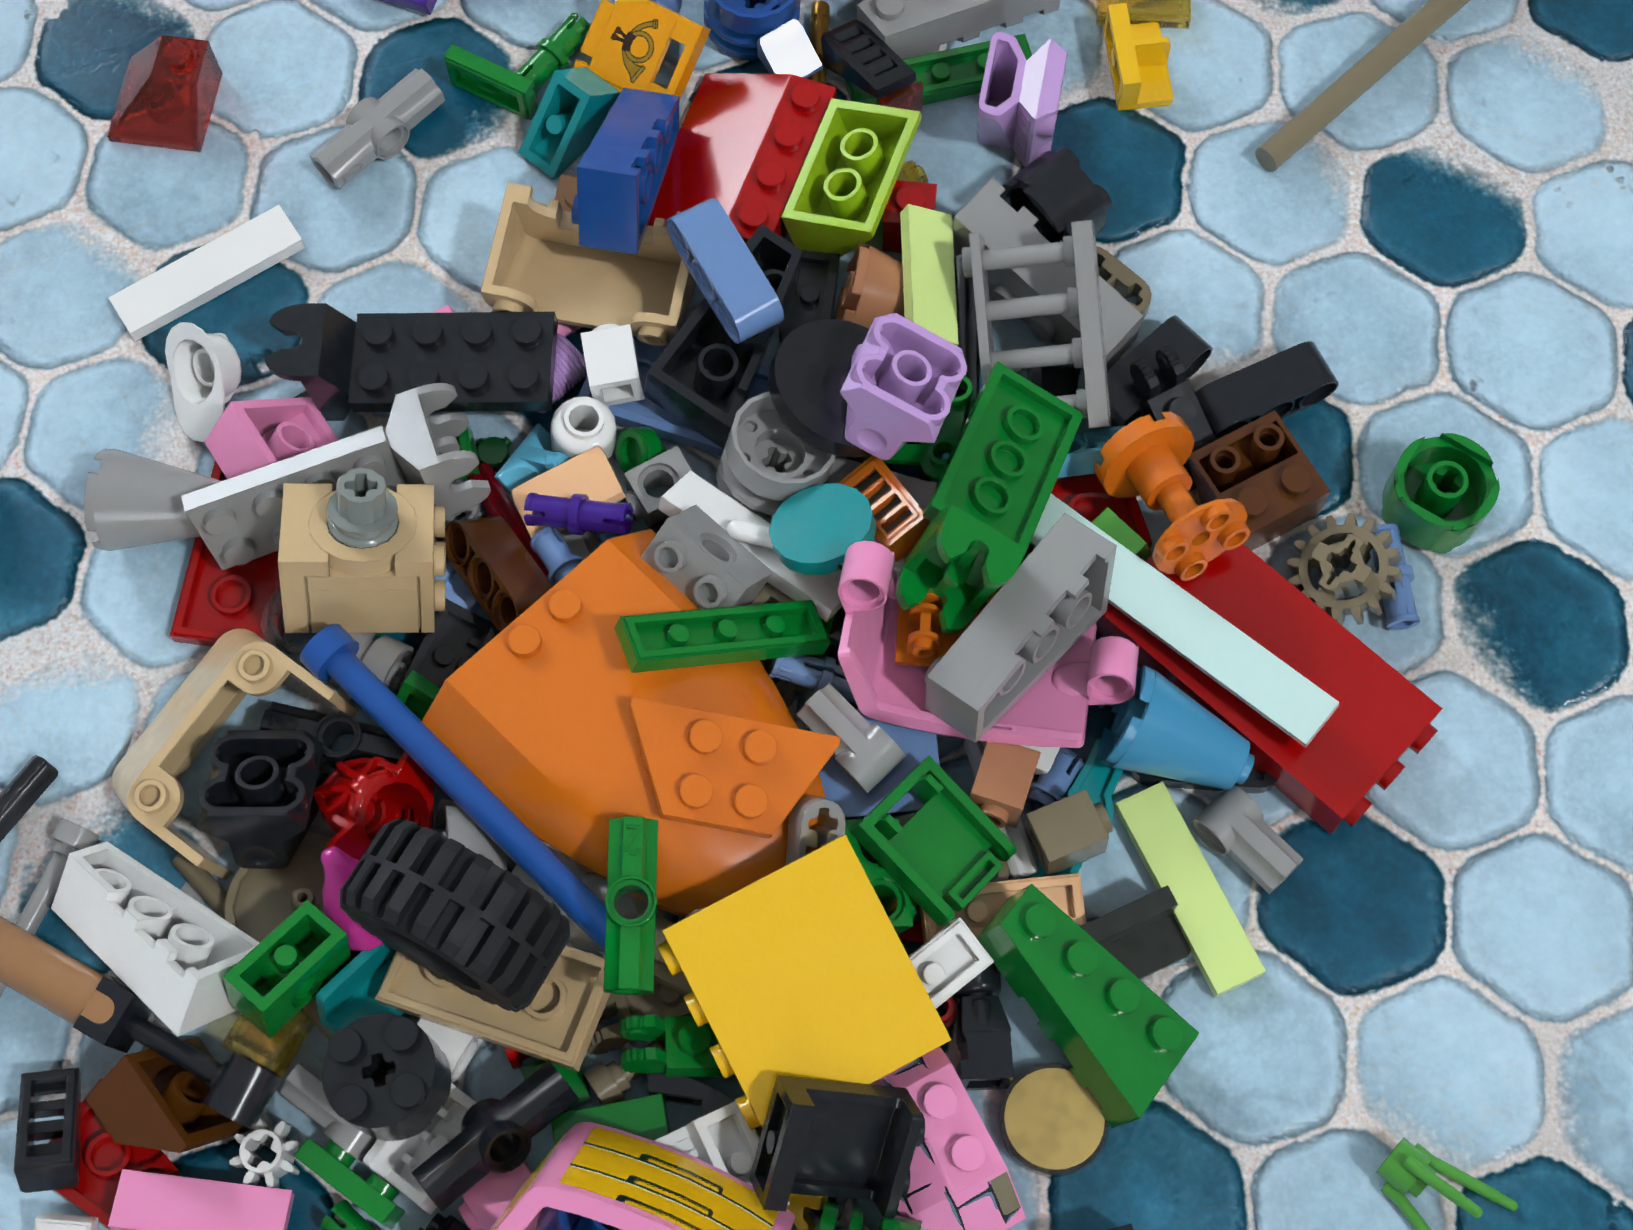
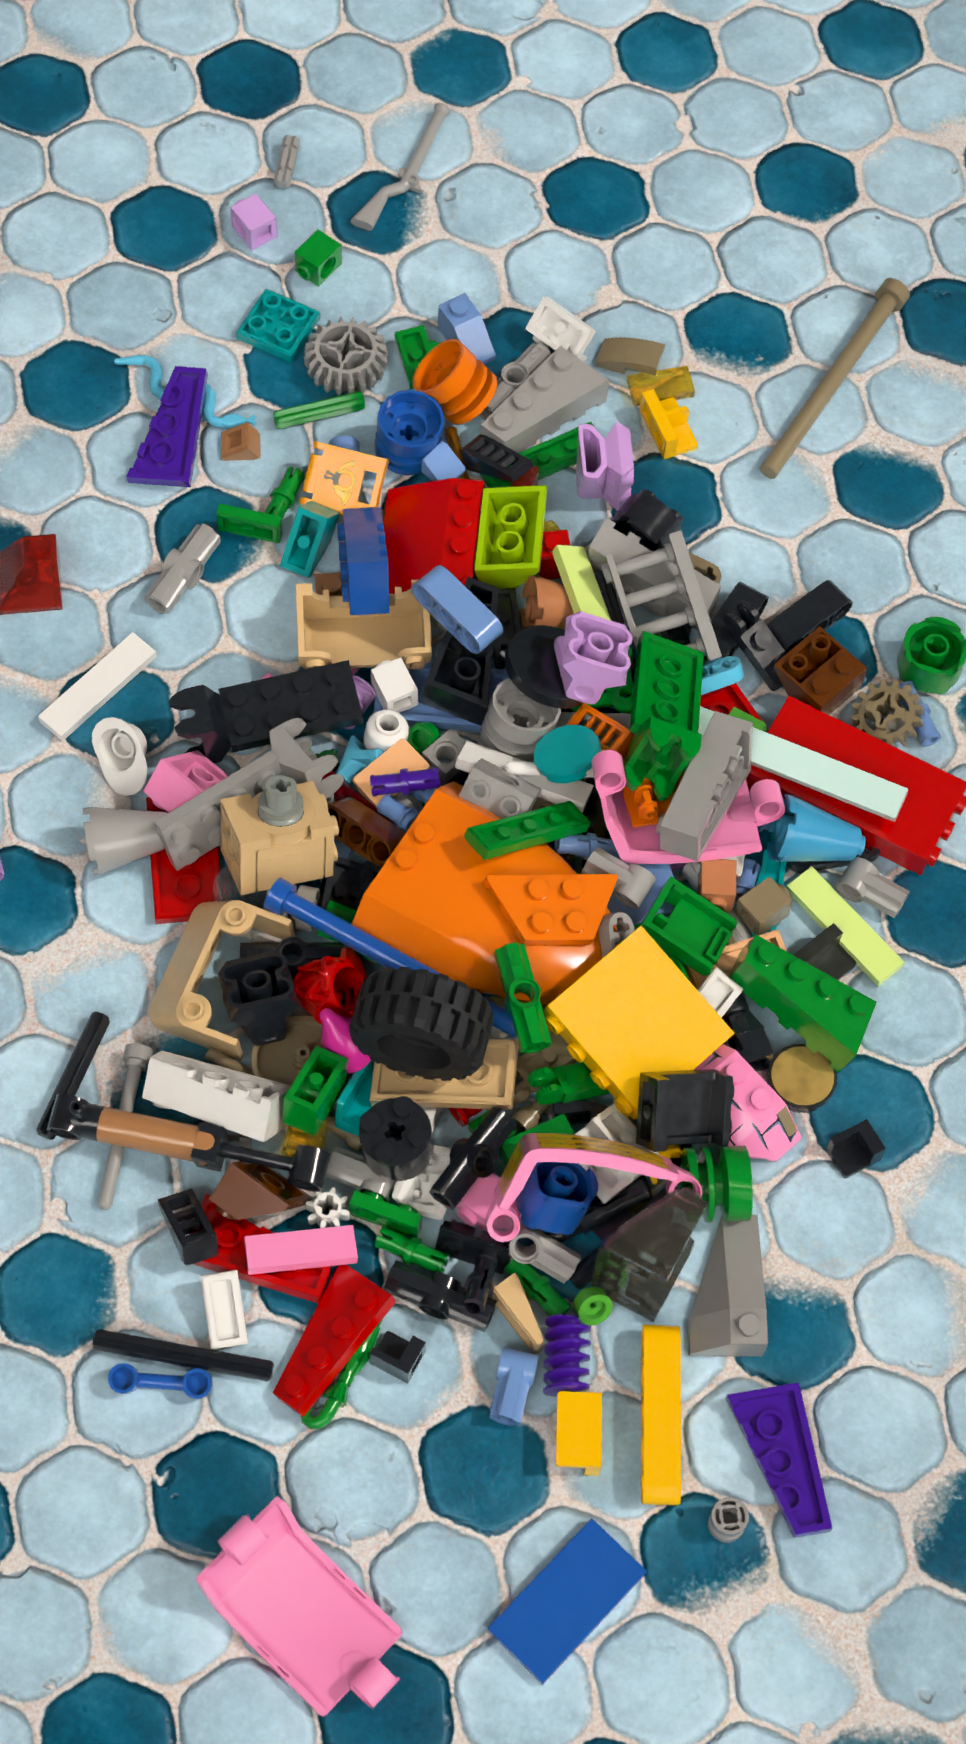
camera: 20 degrees left, 5 degrees down
(1149, 462) = (753, 673): orange piece -> none

